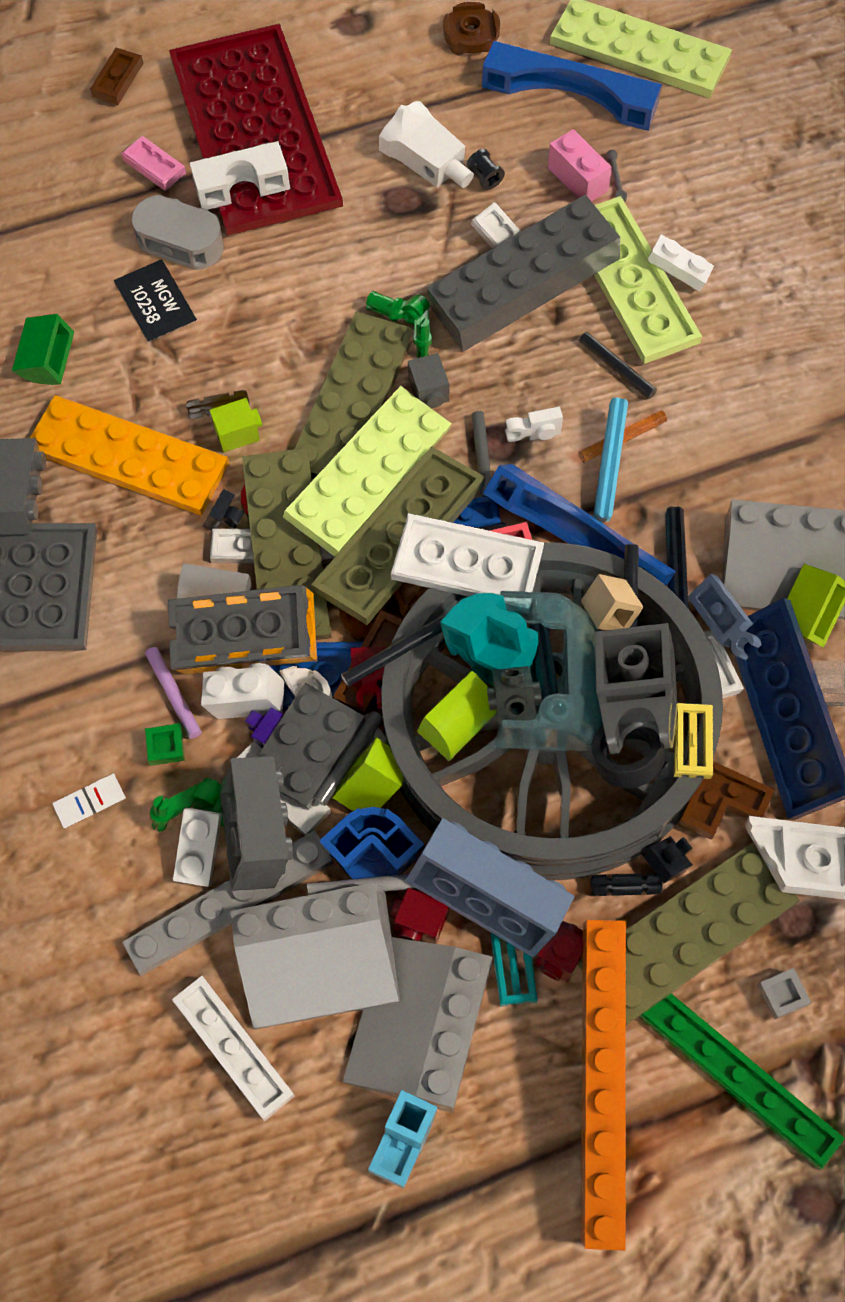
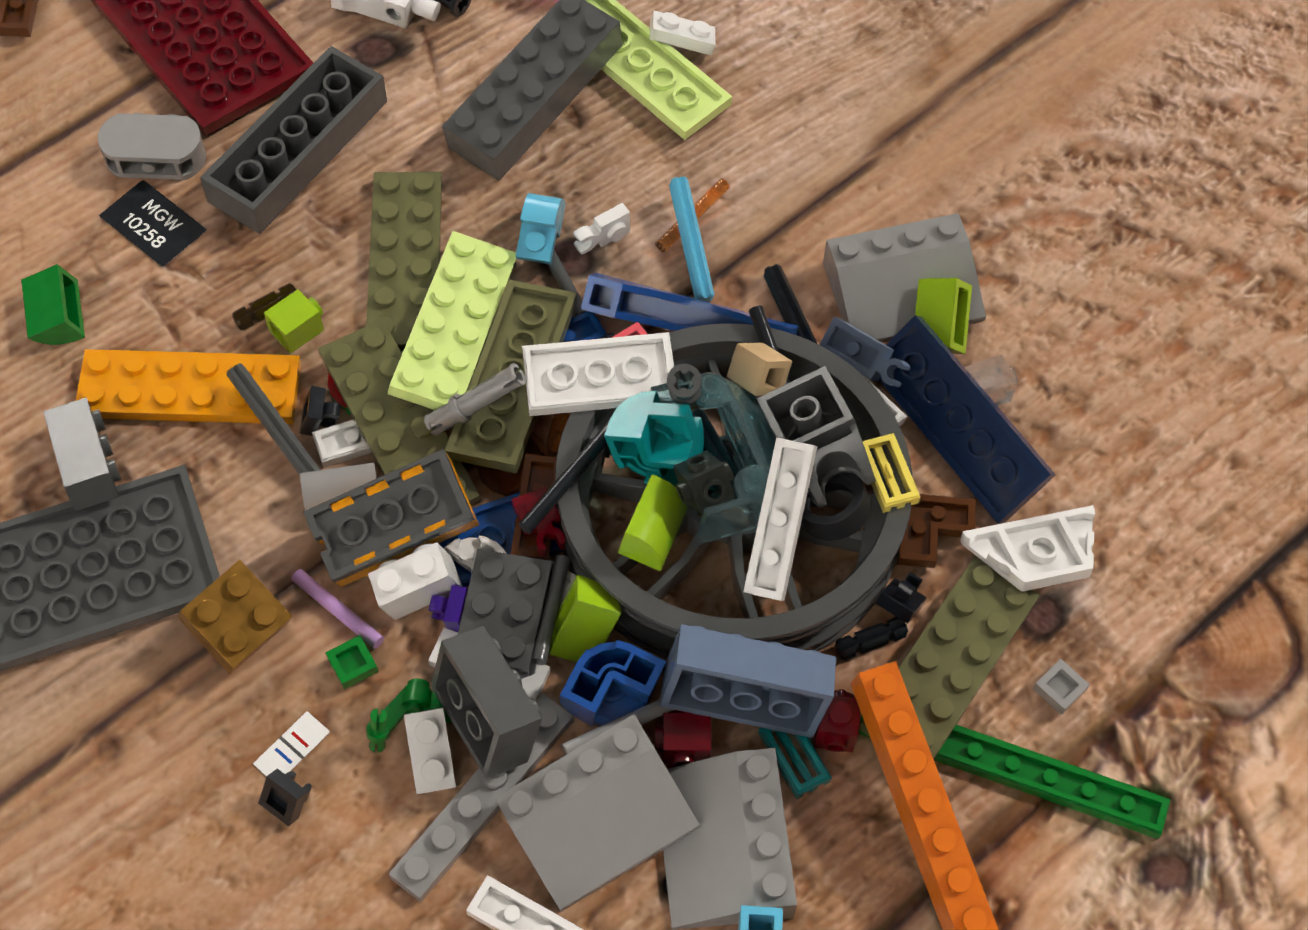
camera: 25 degrees left, 5 degrees down
(62, 843) = (284, 796): none -> black tile
(80, 671) = (234, 616): none -> pearl gold brick
(153, 163) = (95, 84): bright pink plate -> none
(180, 508) = (271, 419): none -> dark grey axle
(260, 165) = (217, 54): white arch -> none
(298, 261) = (294, 139): none -> dark grey brick
(340, 550) = (463, 406): none -> light grey pin
(414, 311) = (433, 155): green pin -> none
(429, 380) = (478, 217): dark grey brick -> none
(479, 402) = (540, 225): none -> medium azure brick
(494, 225) = (484, 49): white plate -> none
(539, 600) = (684, 372): none -> dark grey bush
(568, 752) = (780, 519): none -> white plate
(617, 365) = (659, 148): black bar -> none

